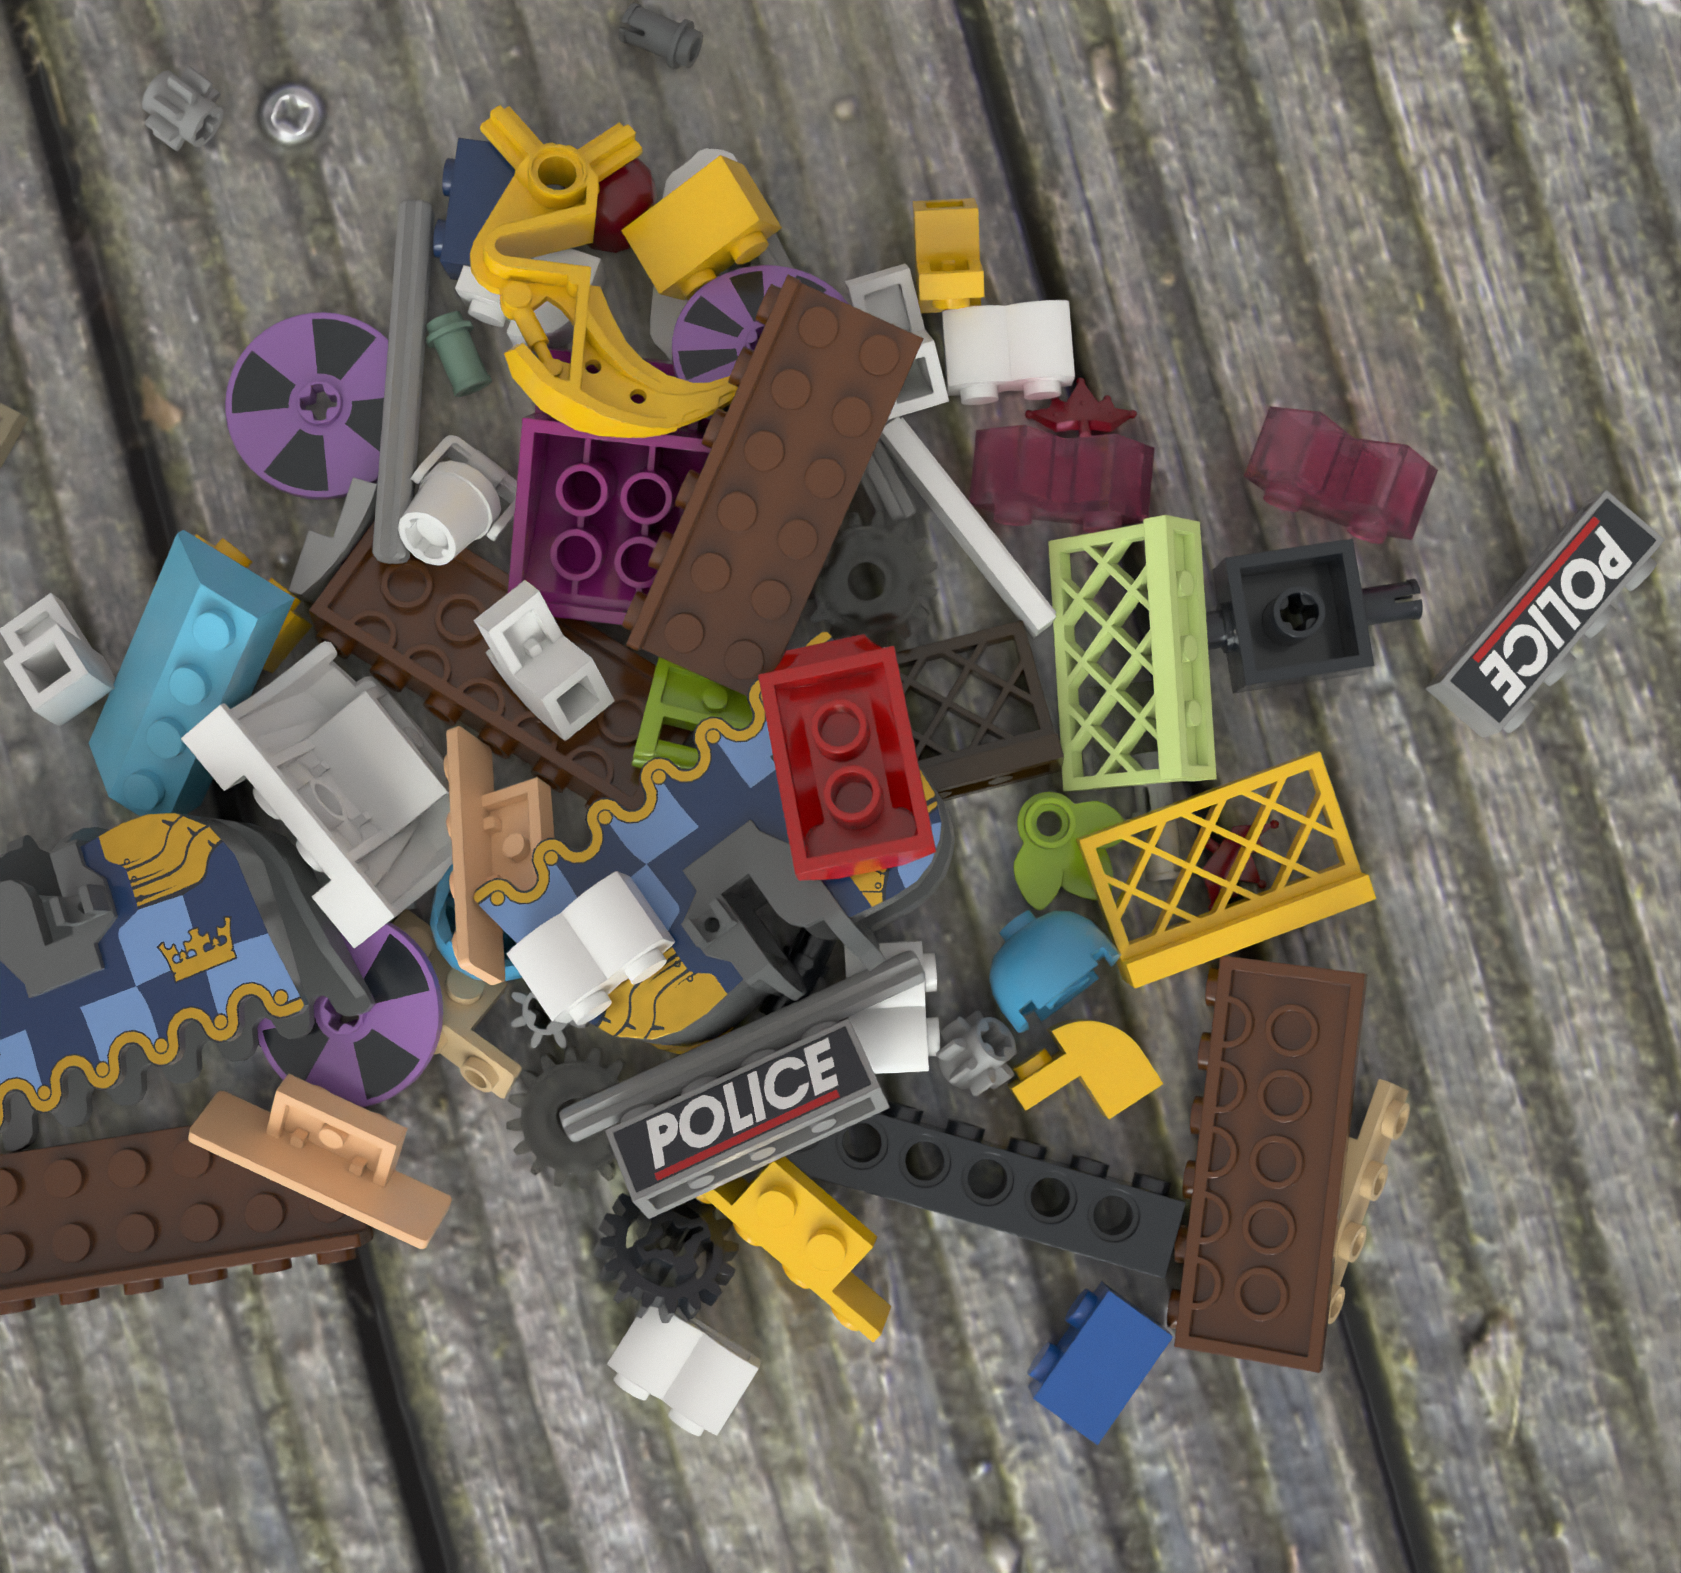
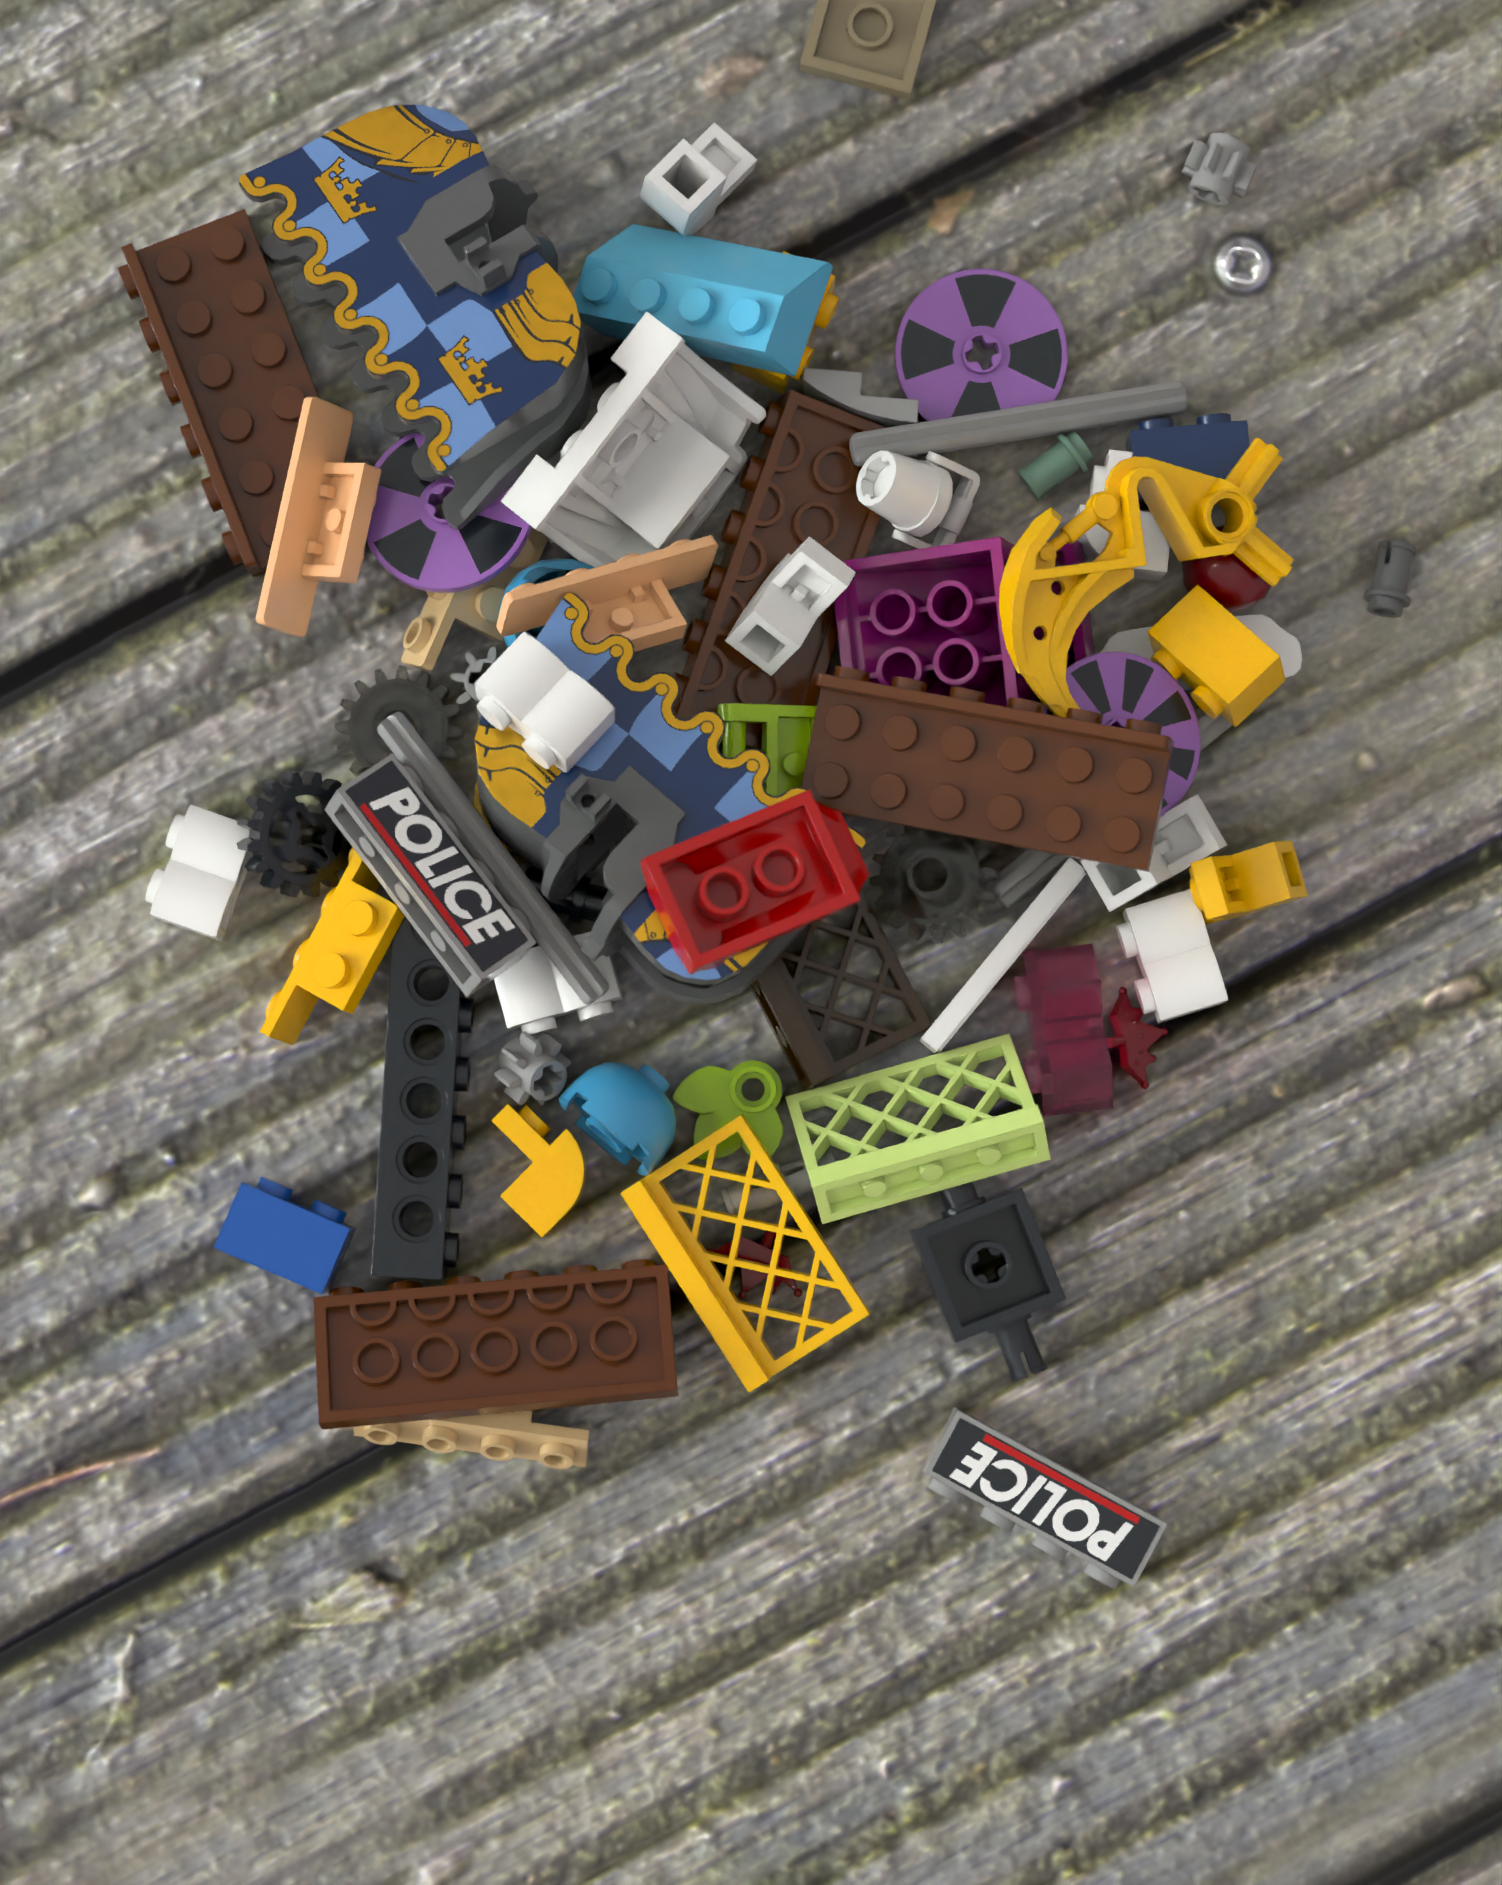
camera: 80 degrees right, 0 degrees up
(1354, 482) = (1127, 1281): clear pink brick -> none

